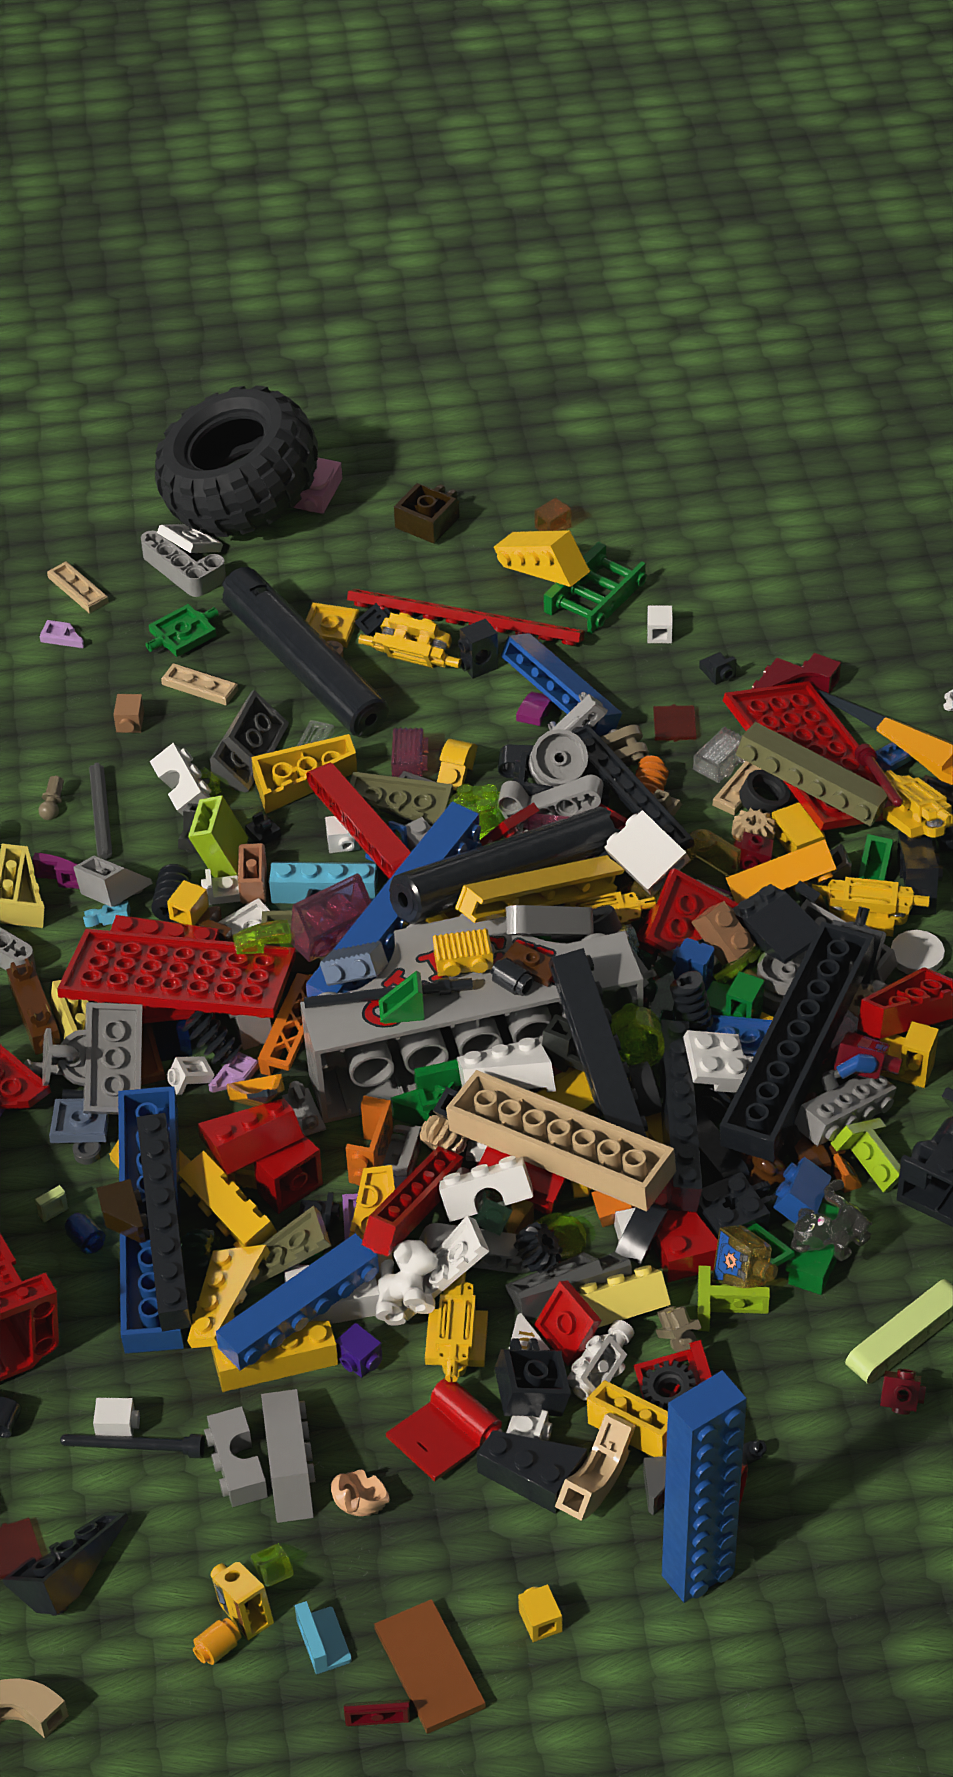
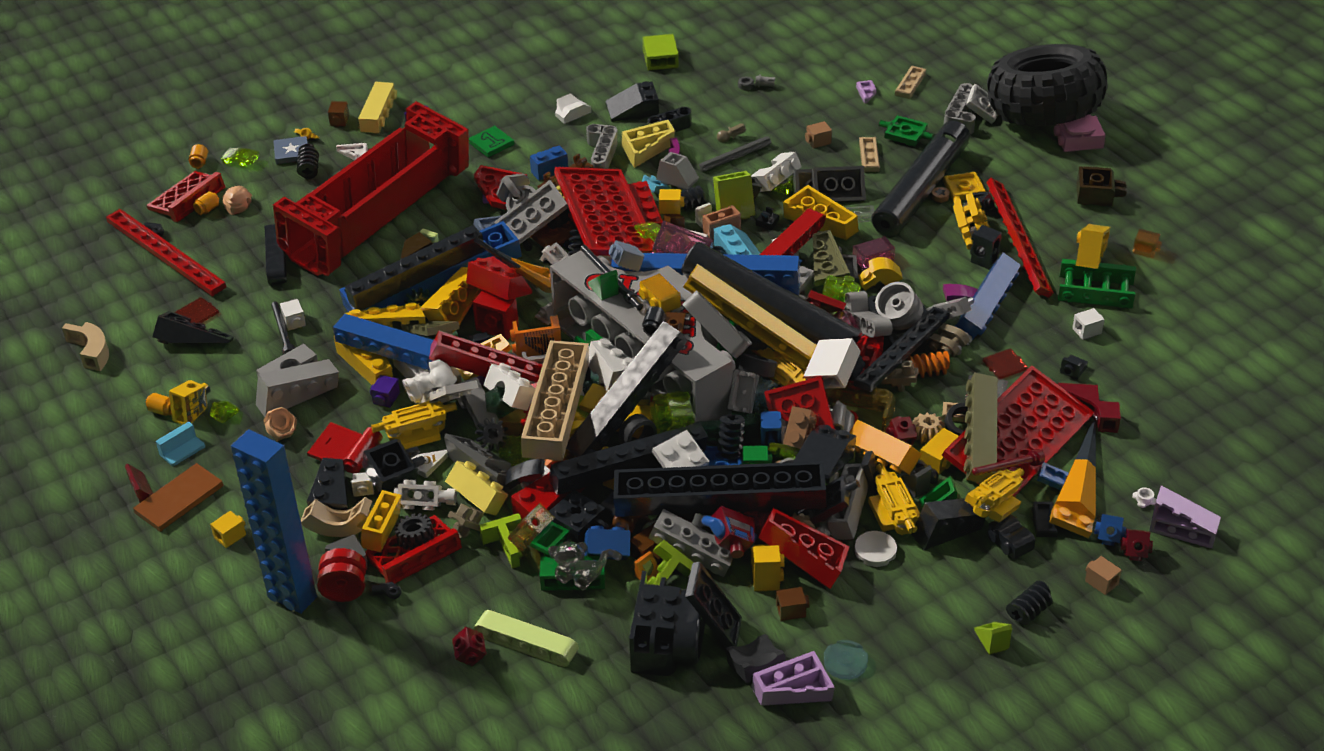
camera: 65 degrees right, 5 degrees down
(567, 1322) = (443, 469): red plate -> none

